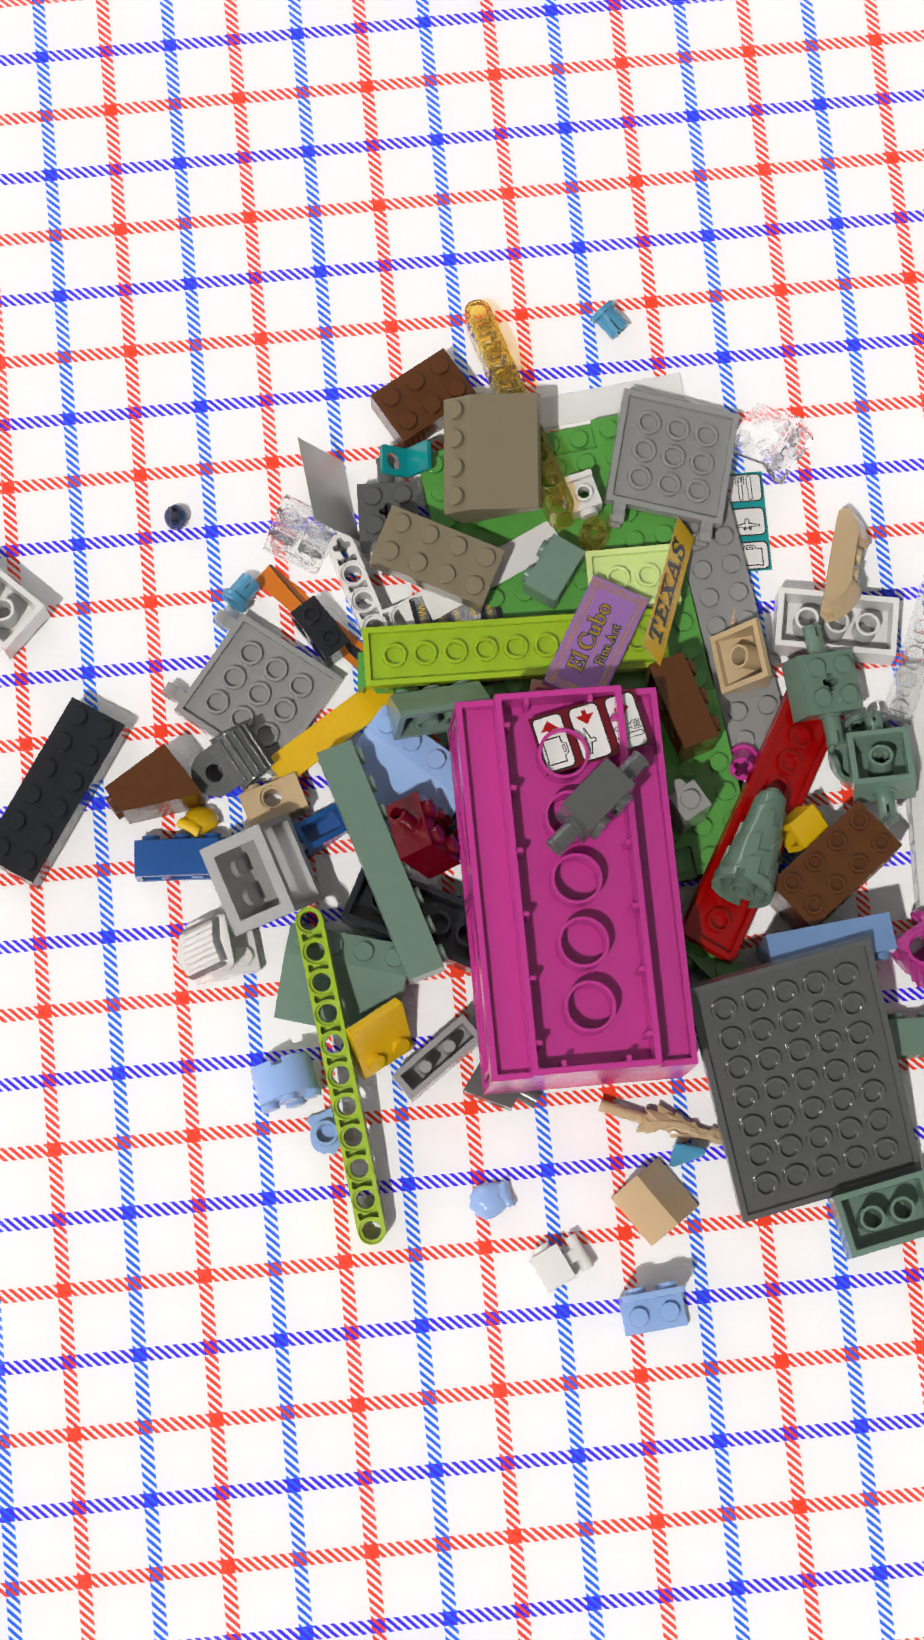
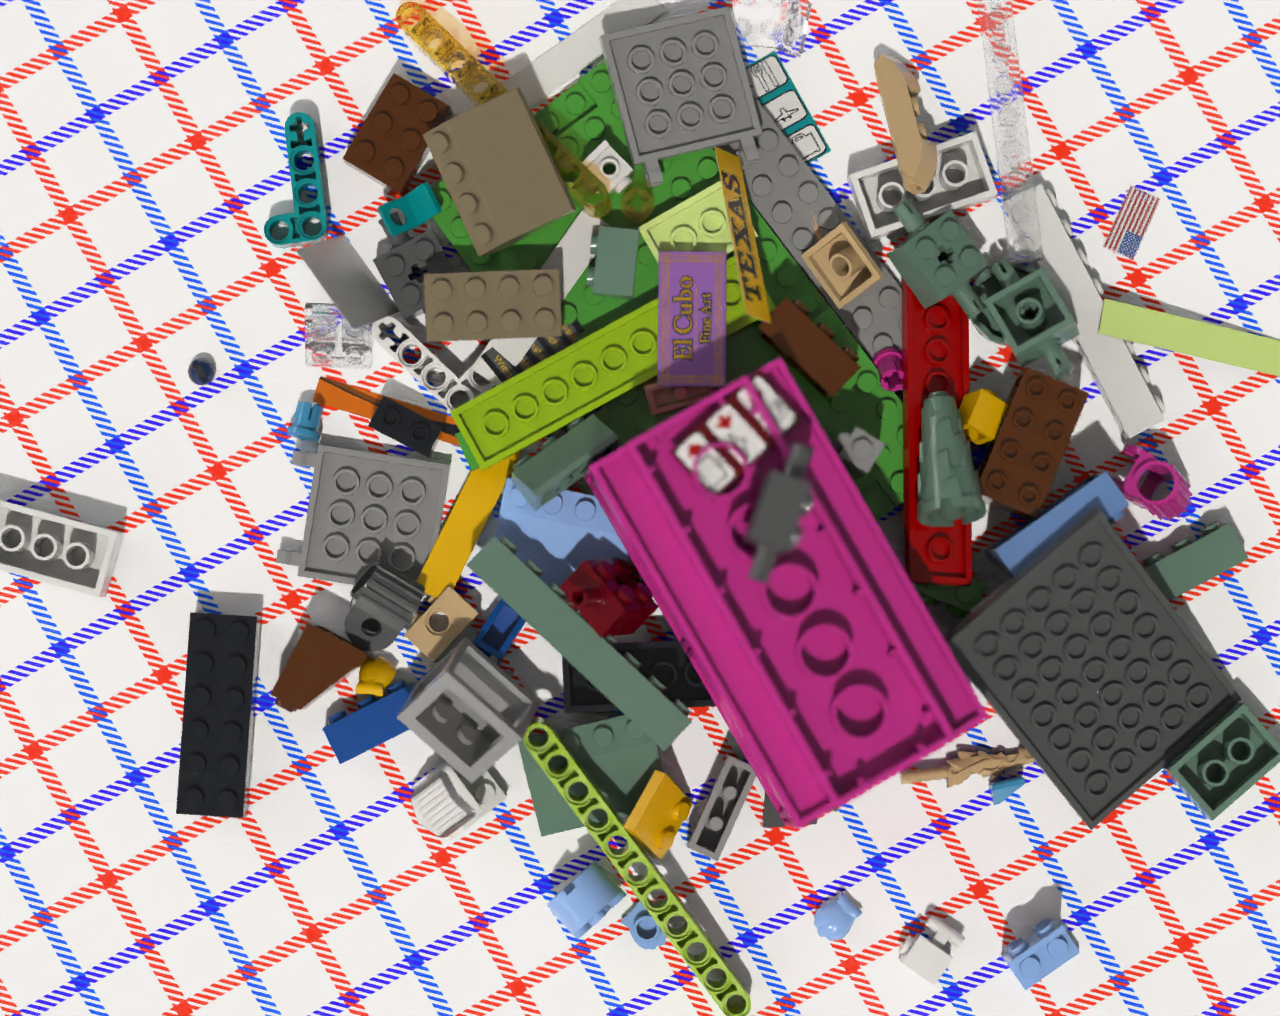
camera: 25 degrees left, 10 degrees up
(328, 402) = (299, 181): none -> teal beam
(654, 1202) = (996, 847): tan slope -> none

